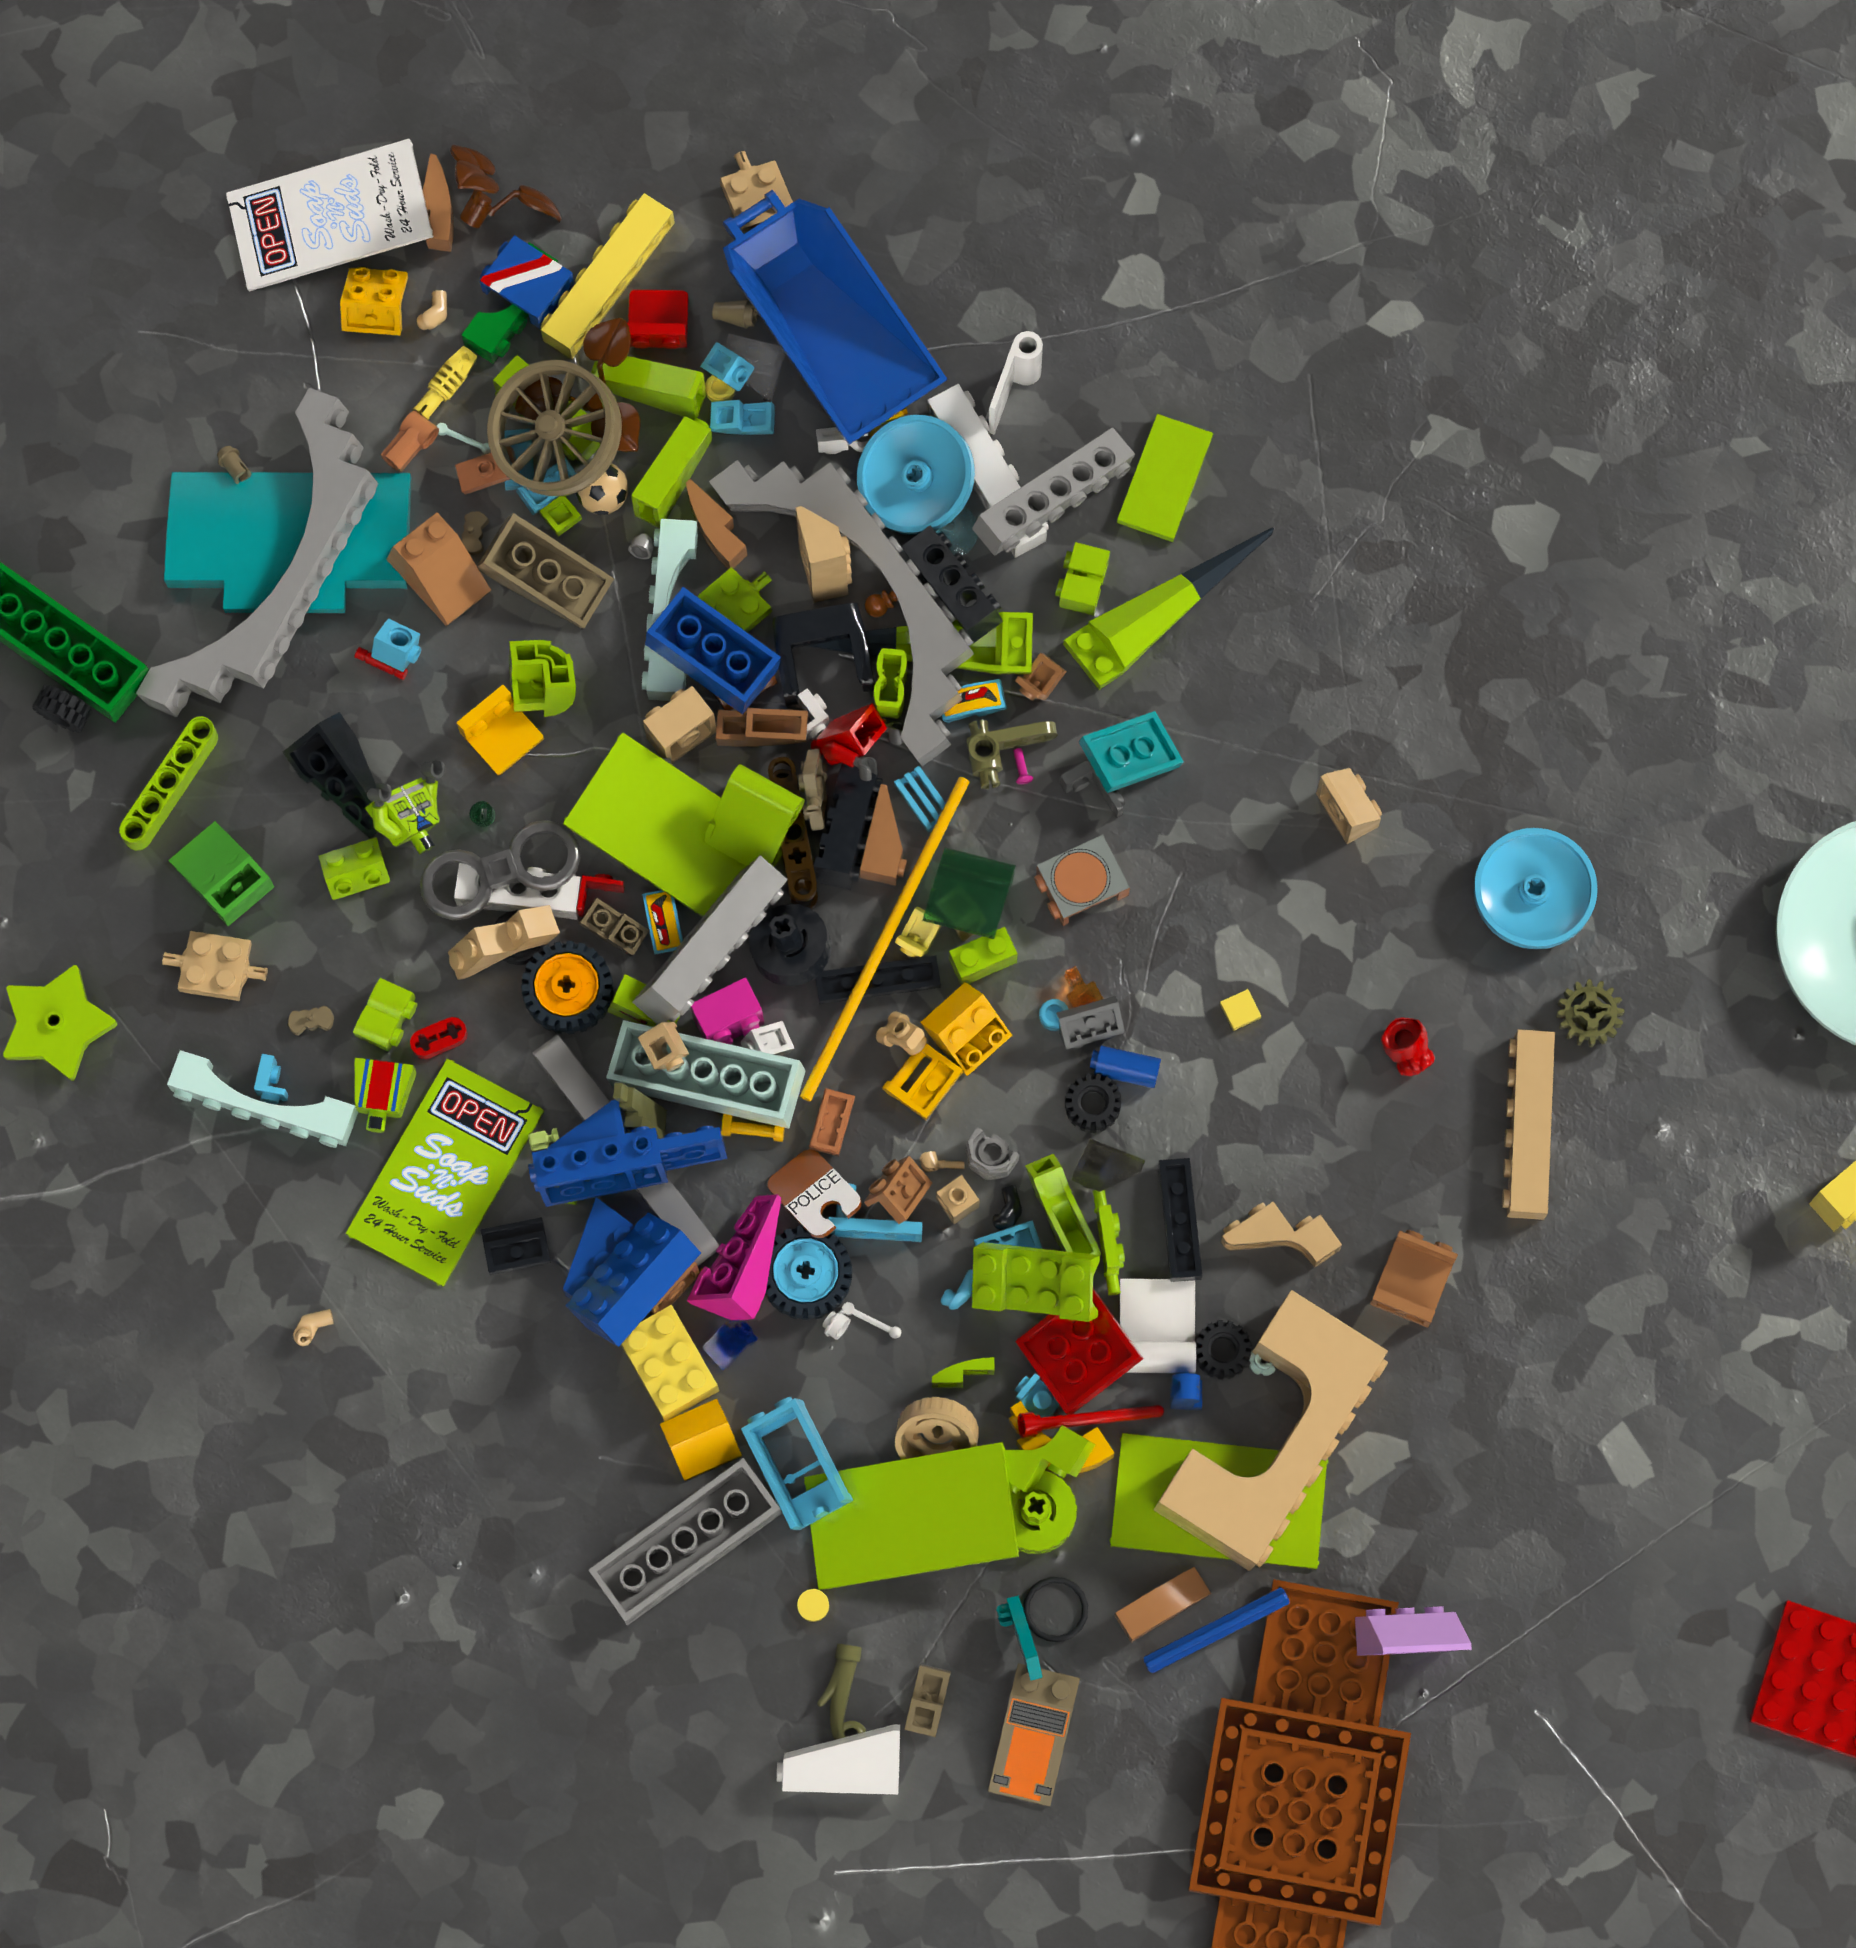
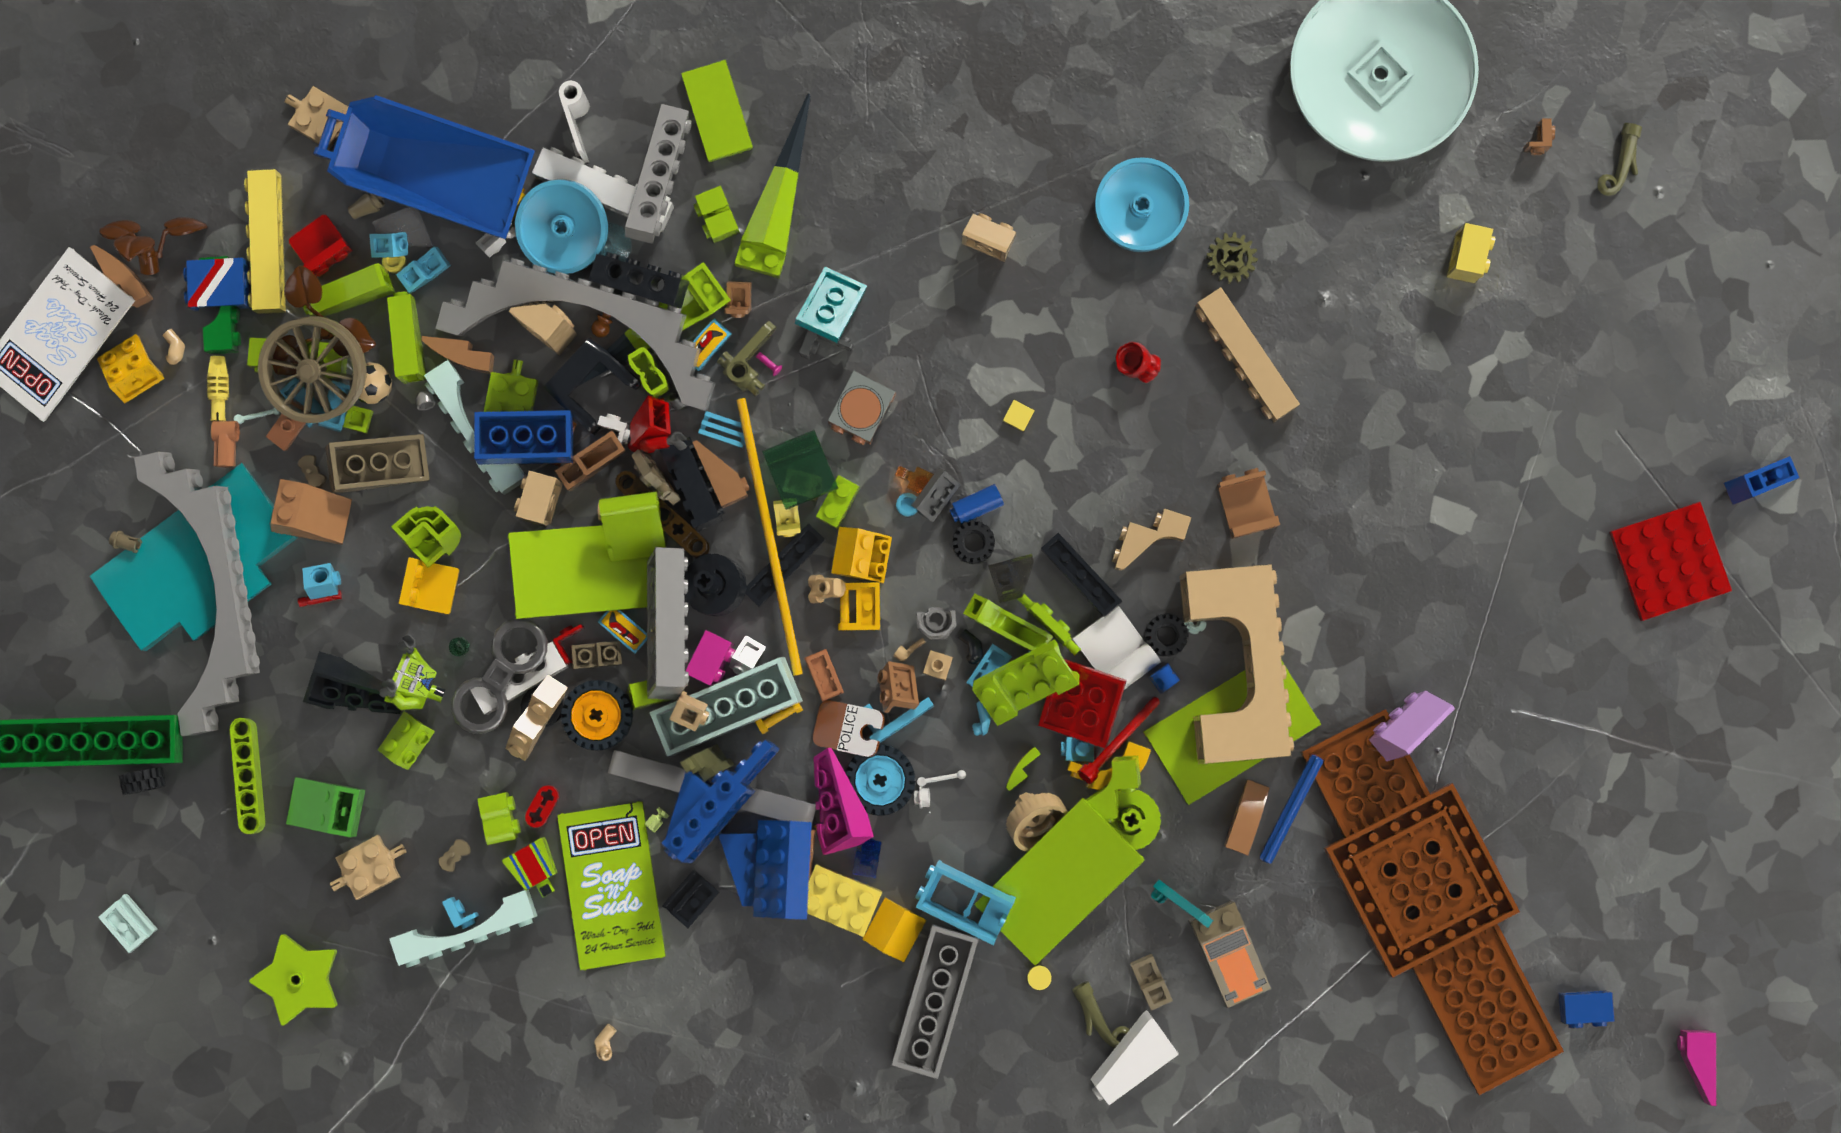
camera: 35 degrees left, 10 degrees up
(1084, 1615) = (1206, 865): black piece -> none

